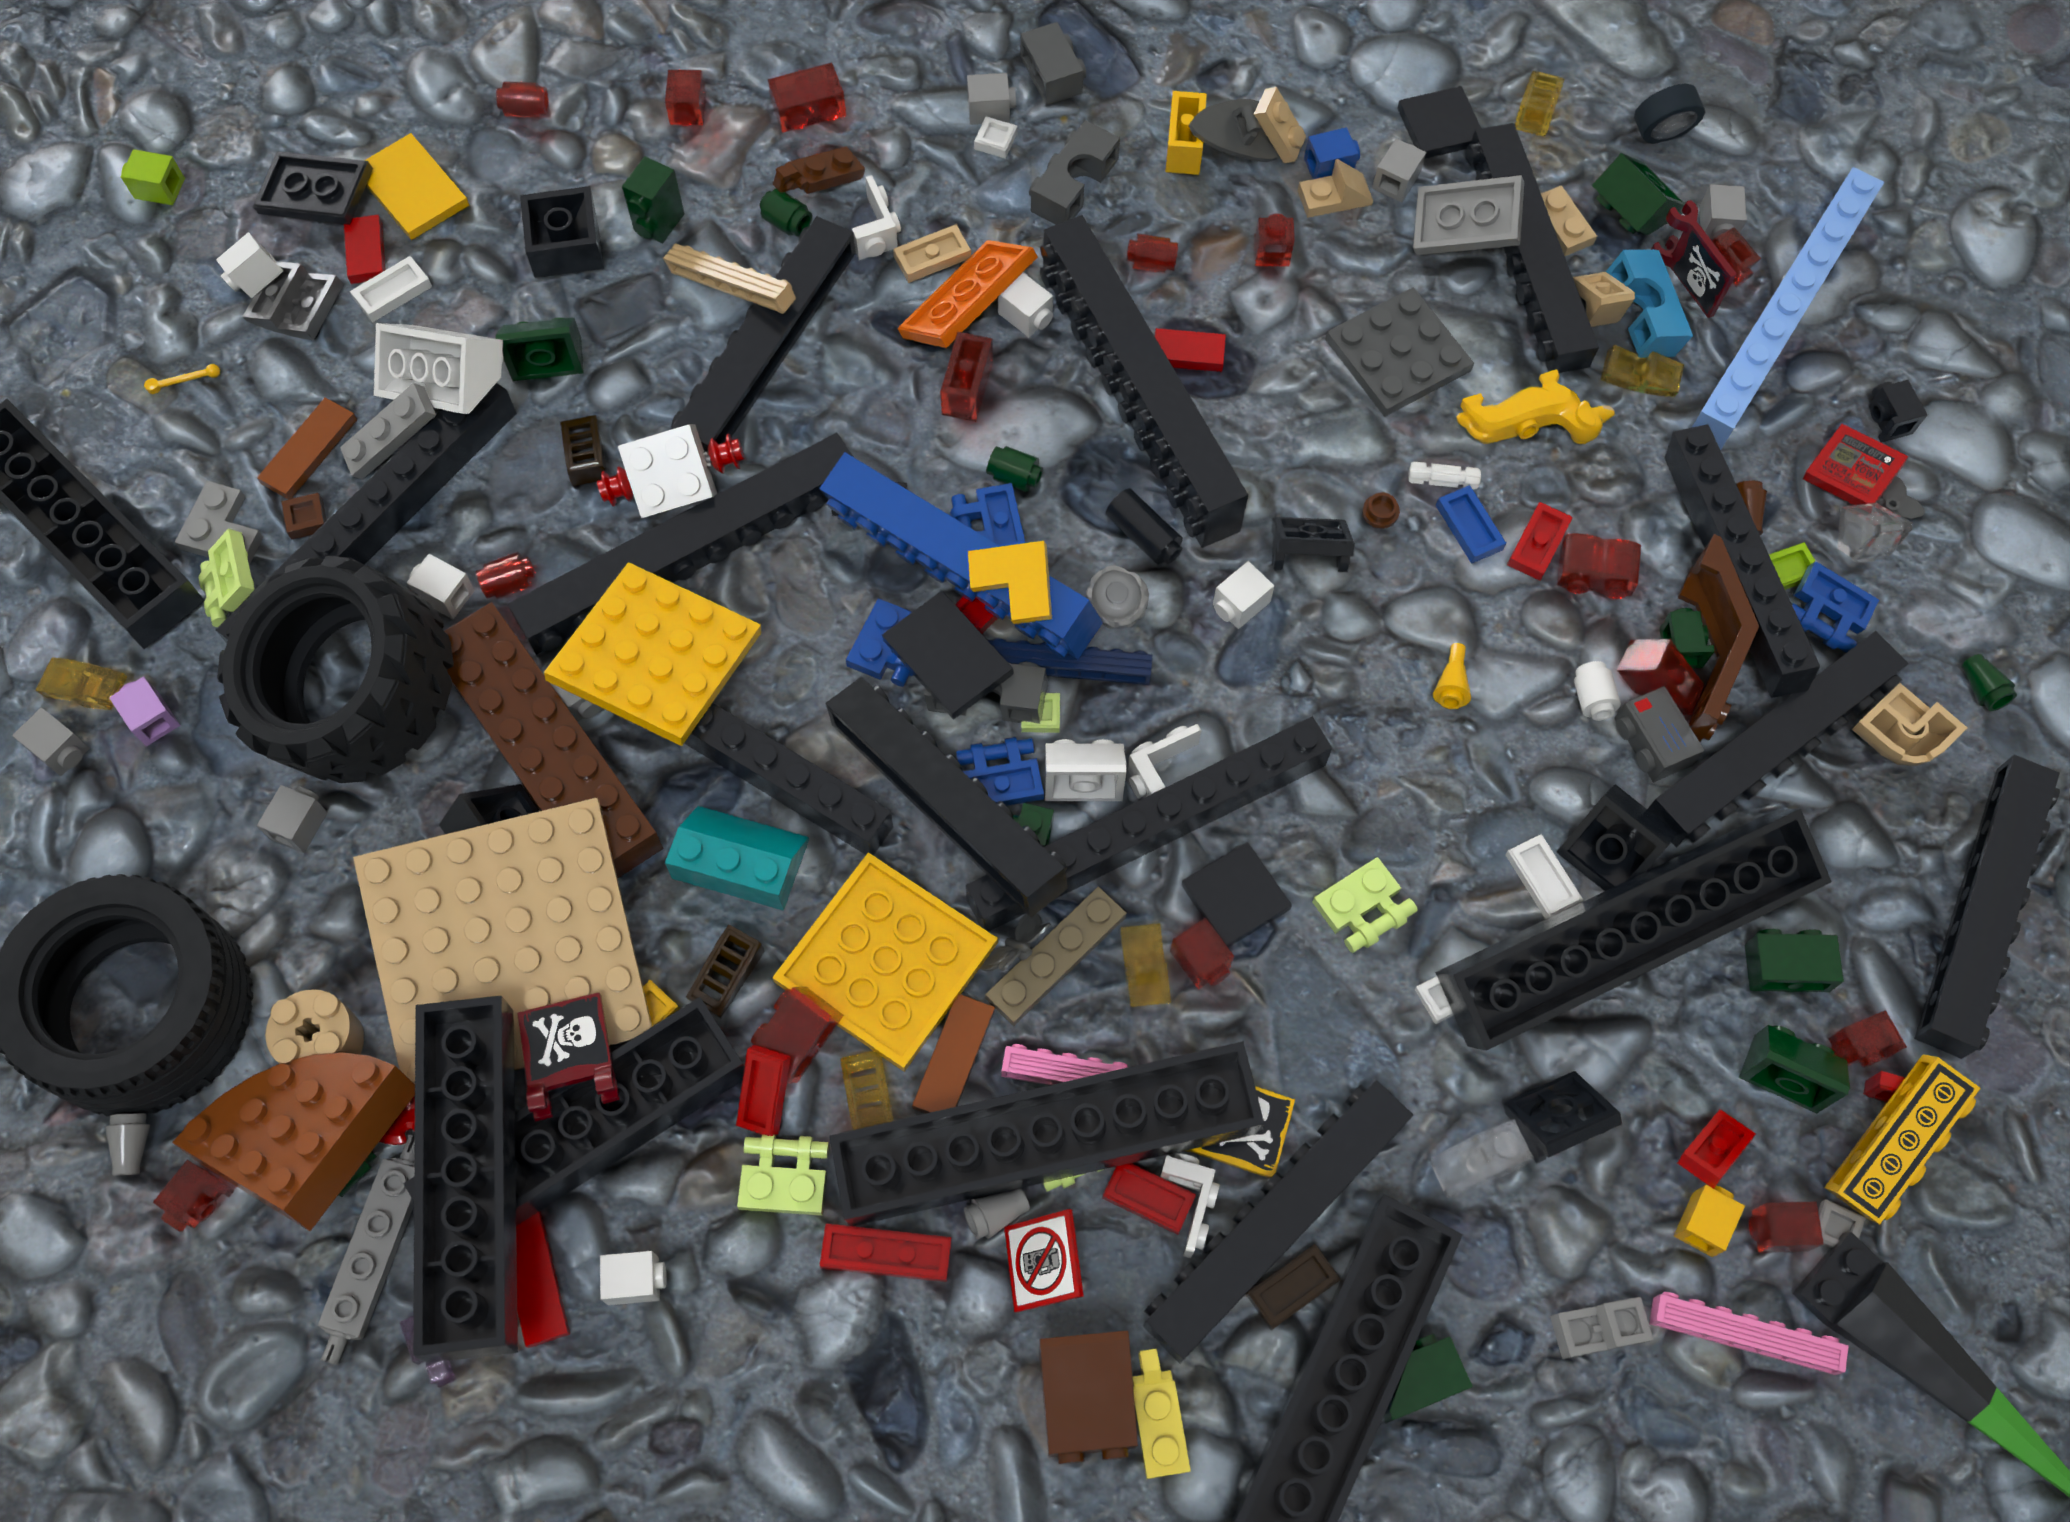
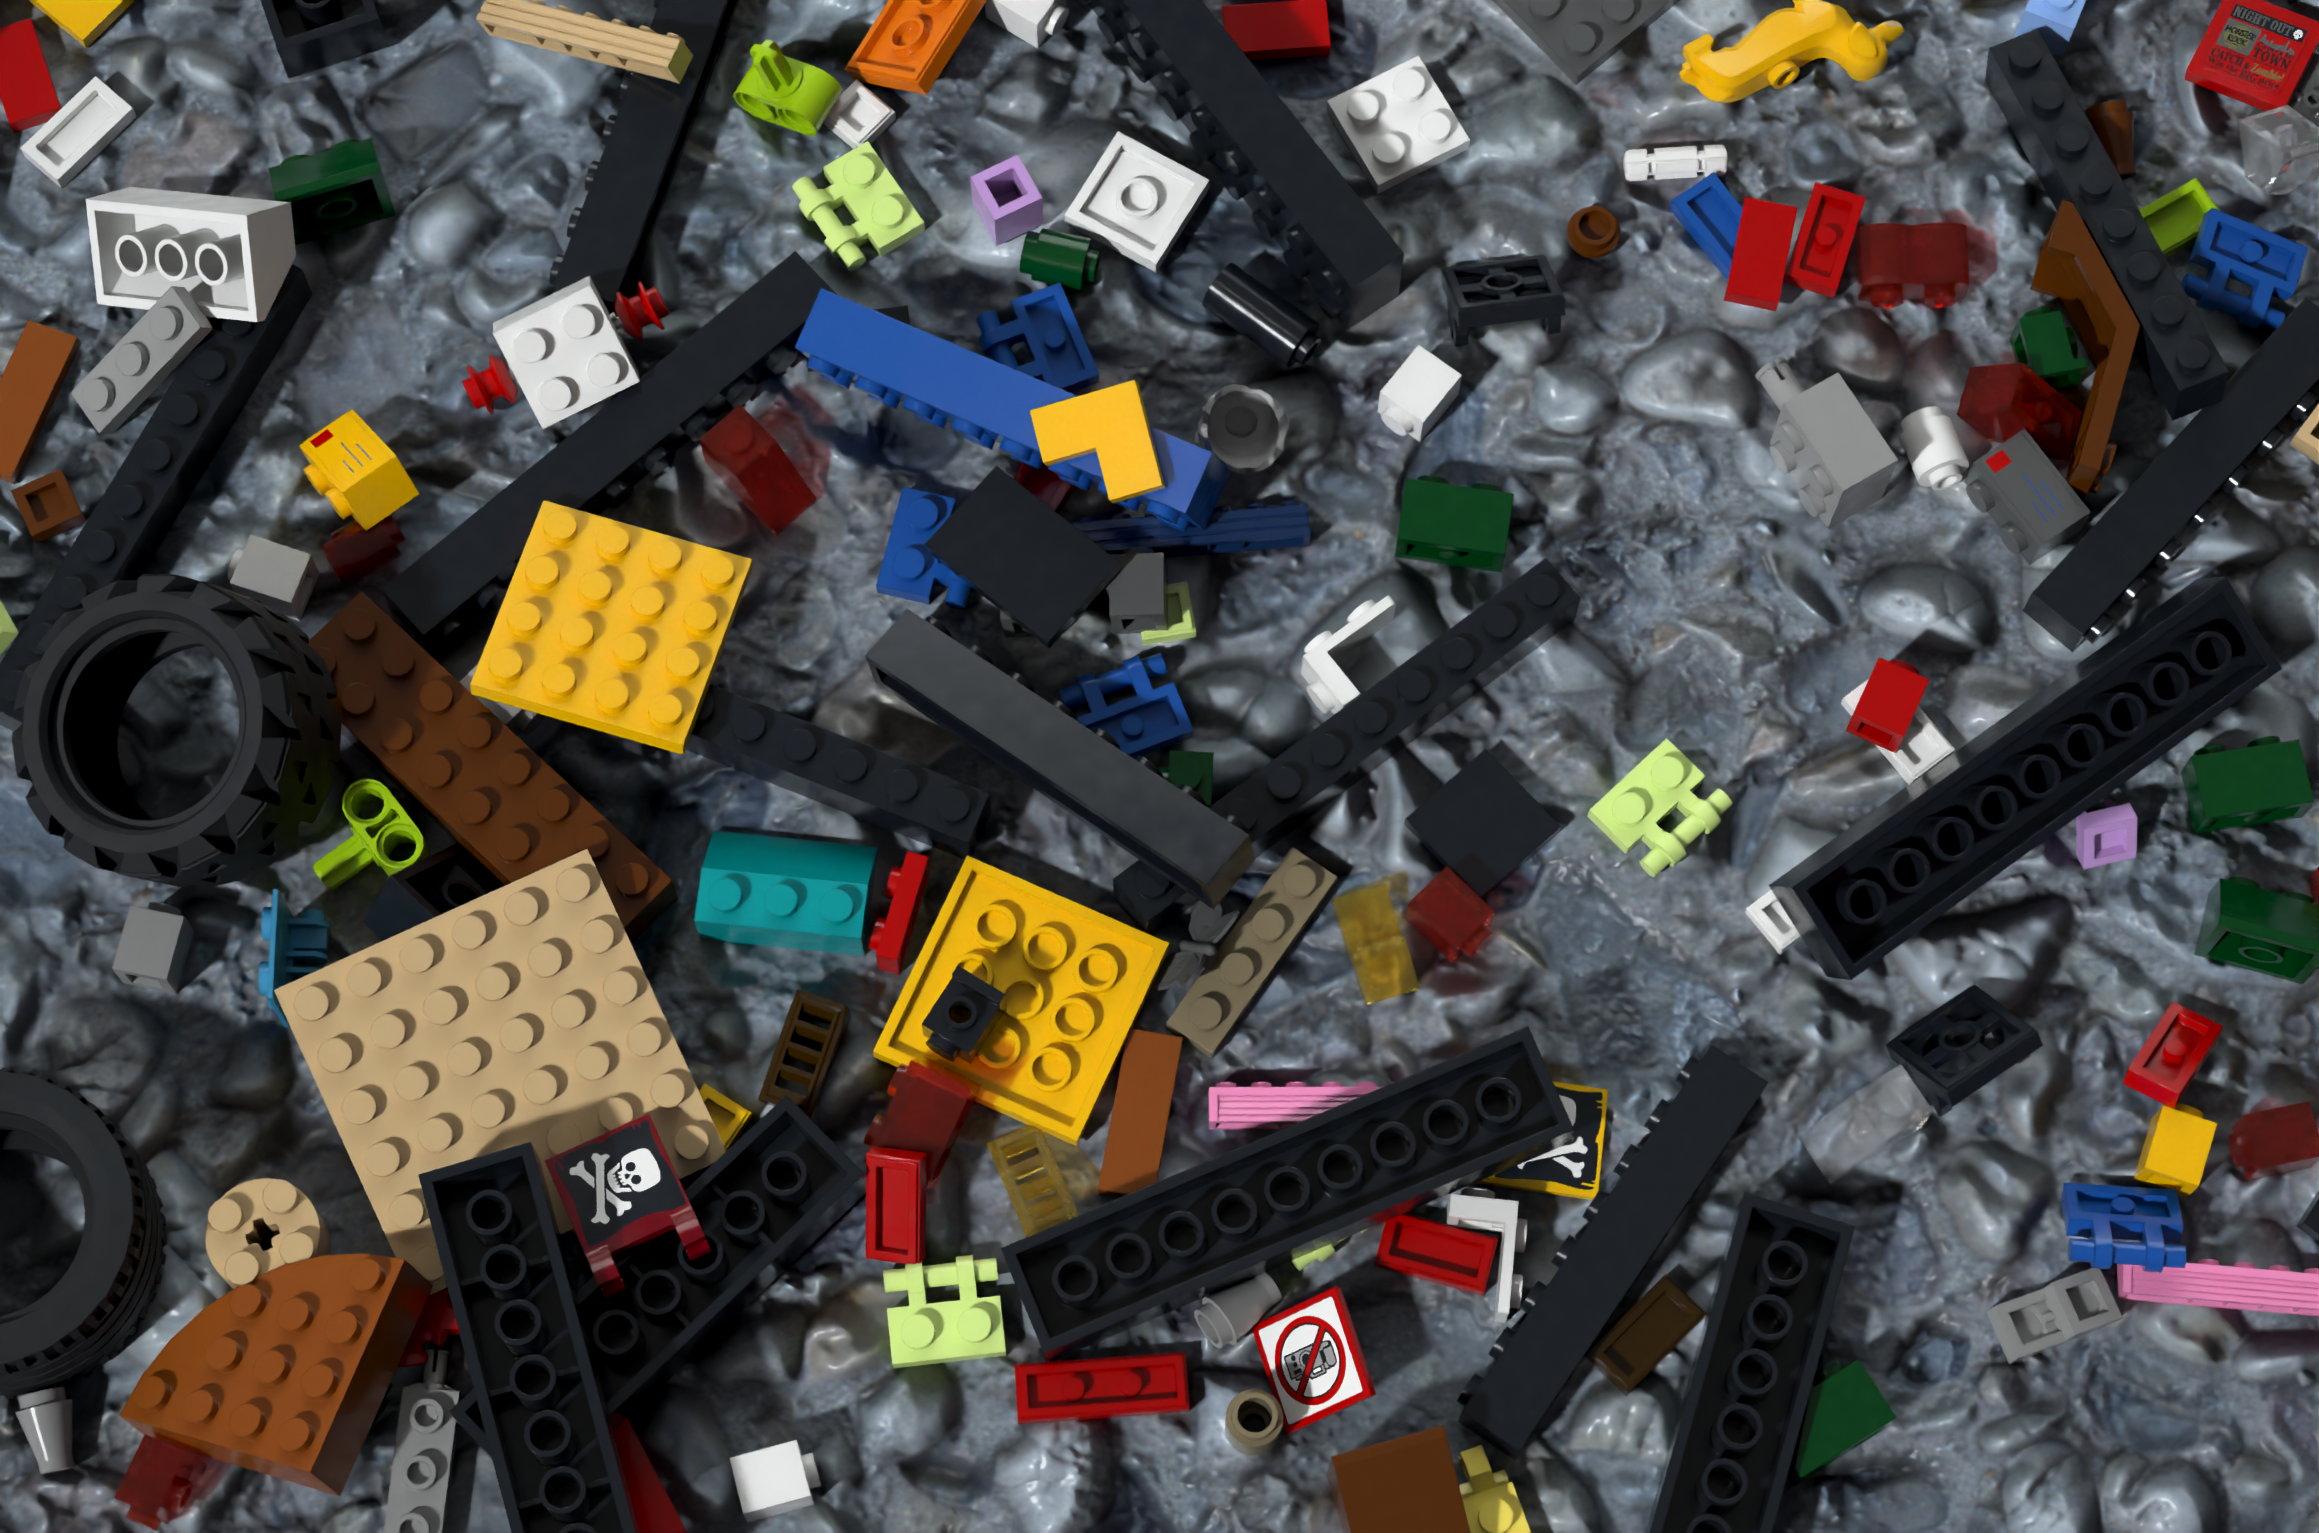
camera: 10 degrees left, 5 degrees up
(381, 827) = (291, 944): none -> dark azure hinge
(461, 769) = (372, 838): none -> lime beam
(510, 525) = (356, 471): none -> yellow brick
(587, 471) = (438, 369): dark brown slope -> none
(781, 570) = (756, 469): none -> clear red slope
(820, 871) = (893, 934): none -> red plate
(839, 979) = (963, 1039): none -> black brick
(854, 332) = (786, 90): none -> lime beam
(898, 411) = (871, 197): none -> yellowish green plate
(900, 360) = (859, 115): none -> white tile
(966, 376) = (963, 128): clear red brick -> none
(986, 423) = (1007, 200): none -> lavender brick
(987, 1286) = (1259, 1405): none -> dark tan brick
(1074, 441) = (1136, 201): none -> white plate
(1084, 771) = (1243, 688): white slope -> none
(1251, 685) = (1454, 523): none -> dark green brick
(1259, 422) = (1397, 124): none -> white plate
(1453, 686) = (1733, 476): yellow cone -> none
(1494, 542) = (1760, 254): none -> red tile
(1523, 674) = (1826, 444): none -> light grey brick
(1540, 859) = (1888, 703): none -> red brick
(1616, 840) = (1990, 657): black slope -> none
(1666, 1261) = (2125, 1214): none -> blue plate
(1686, 979) = (2106, 835): none -> lavender tile

